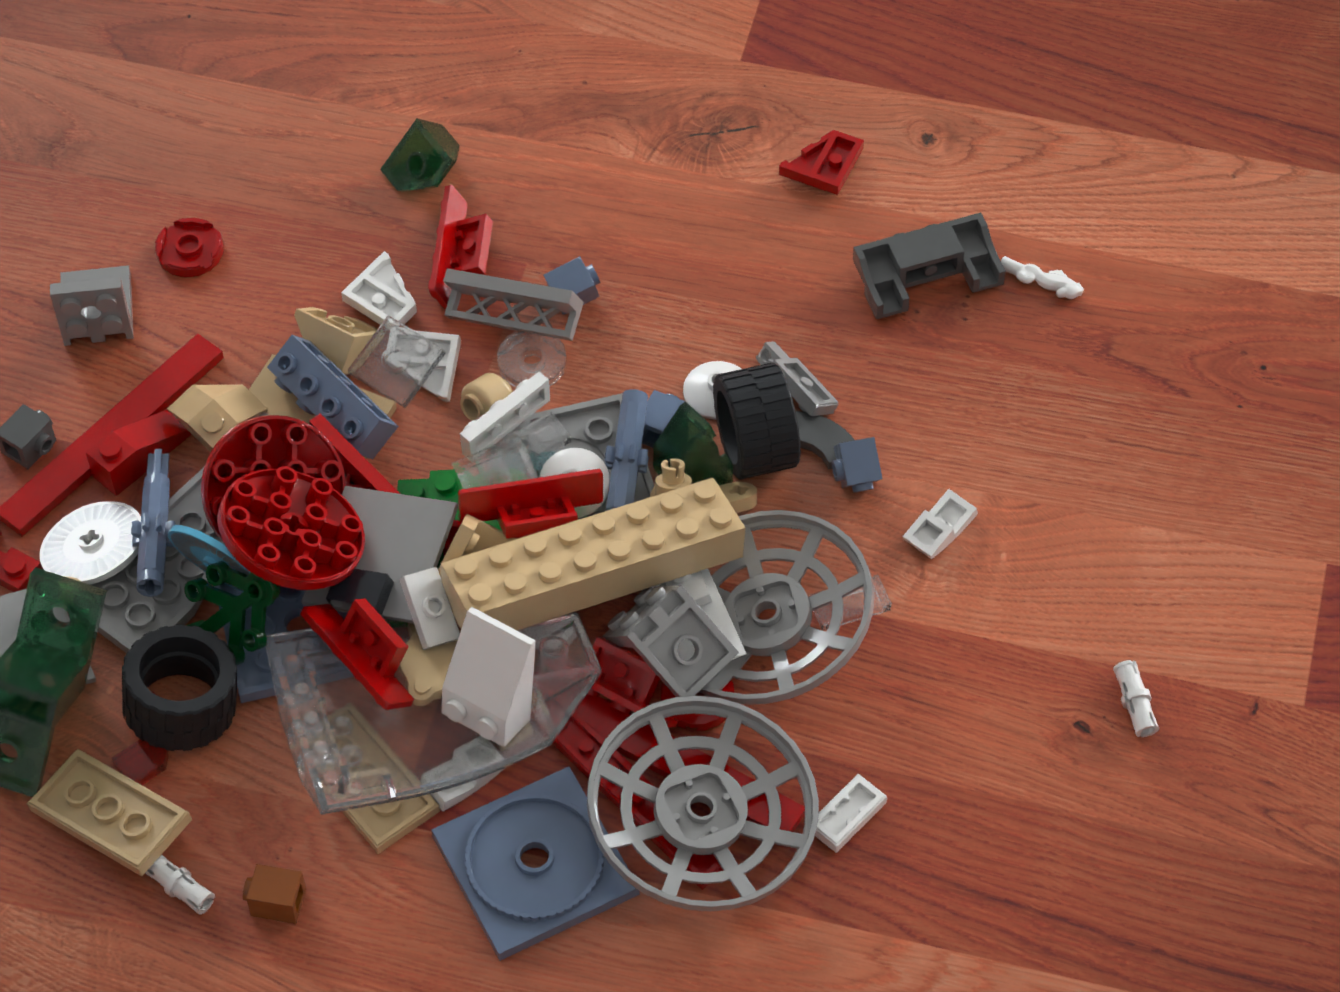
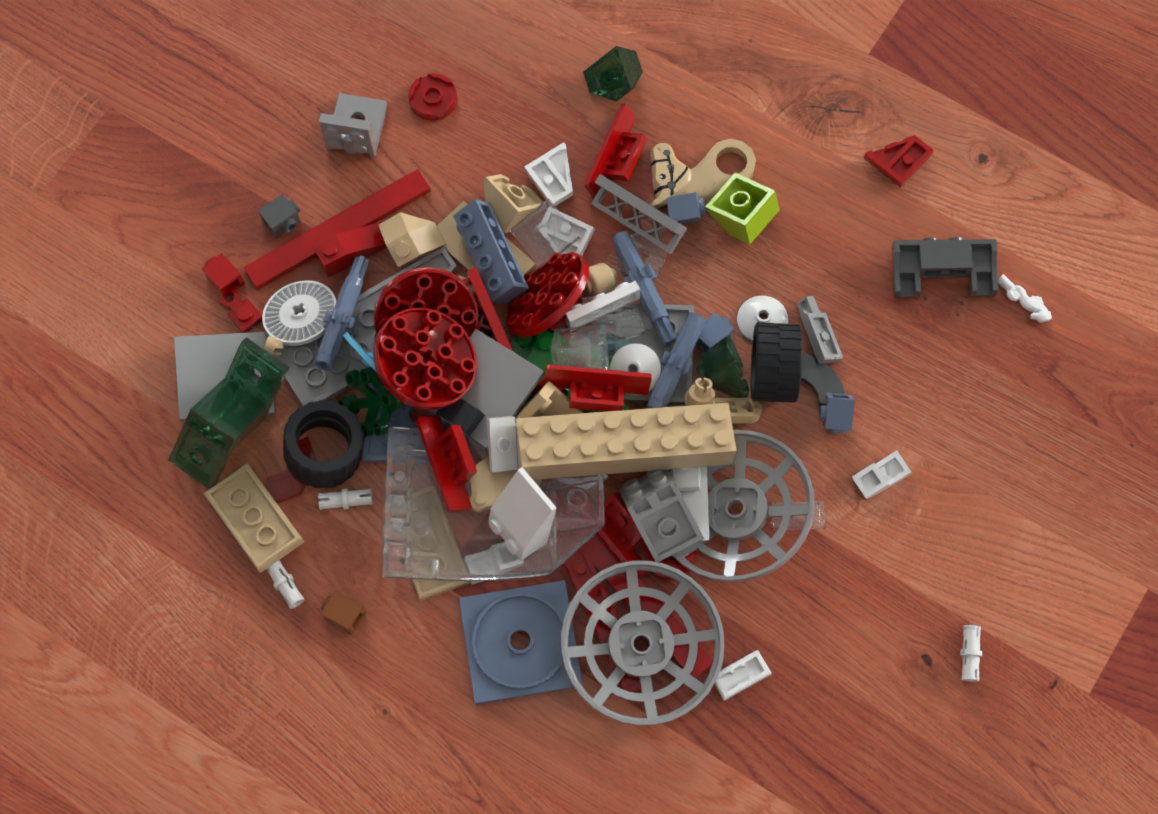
camera: 20 degrees right, 15 degrees up
(231, 754) = (345, 499): none -> white pin
(429, 425) = (549, 296): none -> red bracket
(537, 255) = (674, 178): none -> tan animal
(562, 394) = (643, 276): none -> sand blue piece
(647, 264) = (743, 207): none -> lime slope

